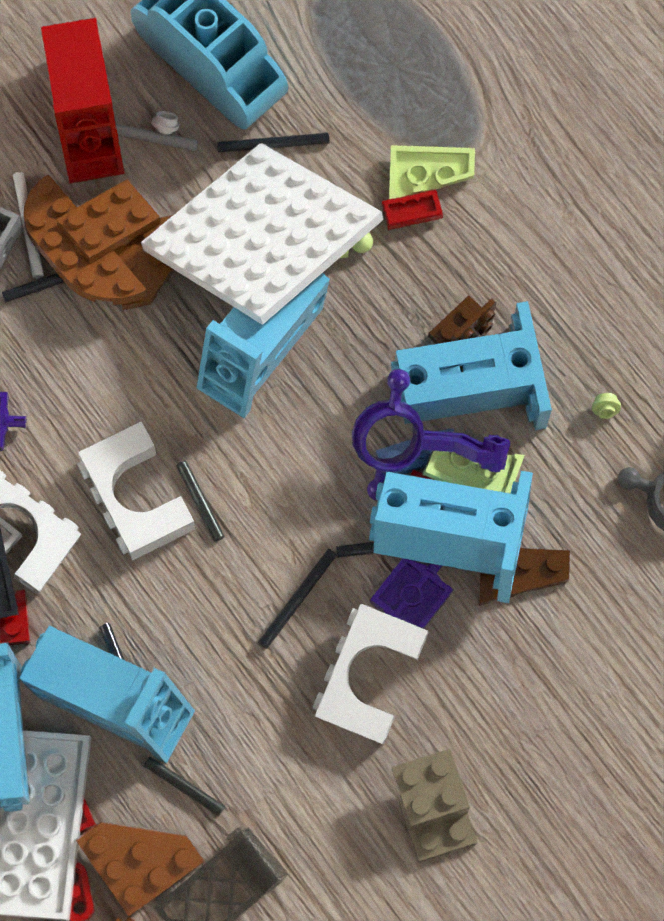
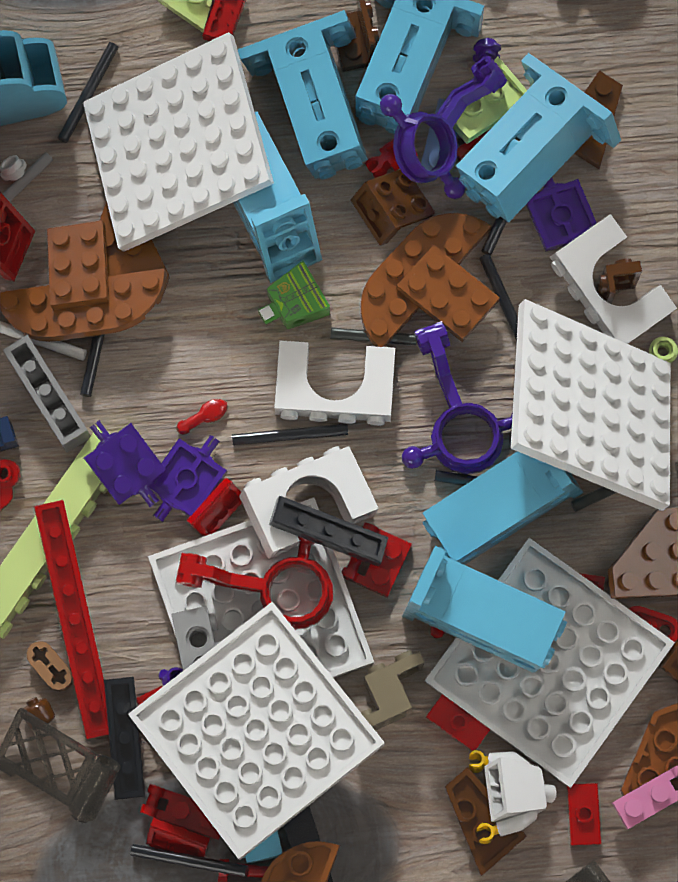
camera: 55 degrees left, 5 degrees up
(48, 405) = (209, 412): none -> red piece
(68, 482) = (290, 434): none -> black bar
(191, 414) = (295, 299): none -> bright green torso
(218, 549) = (433, 341): none -> dark purple piece
(229, 712) = (592, 405): none -> white plate
(277, 514) = (428, 276): none -> dark orange plate
(327, 446) = (390, 204): none -> reddish brown bracket
(340, 748) = (667, 343): none -> yellowish green plate
(380, 675) = (617, 277): none -> reddish brown bracket
(381, 319) = (313, 91): none -> medium azure brick
(381, 429) = (380, 164): none -> red plate
(523, 442) = (486, 47): none -> dark purple plate

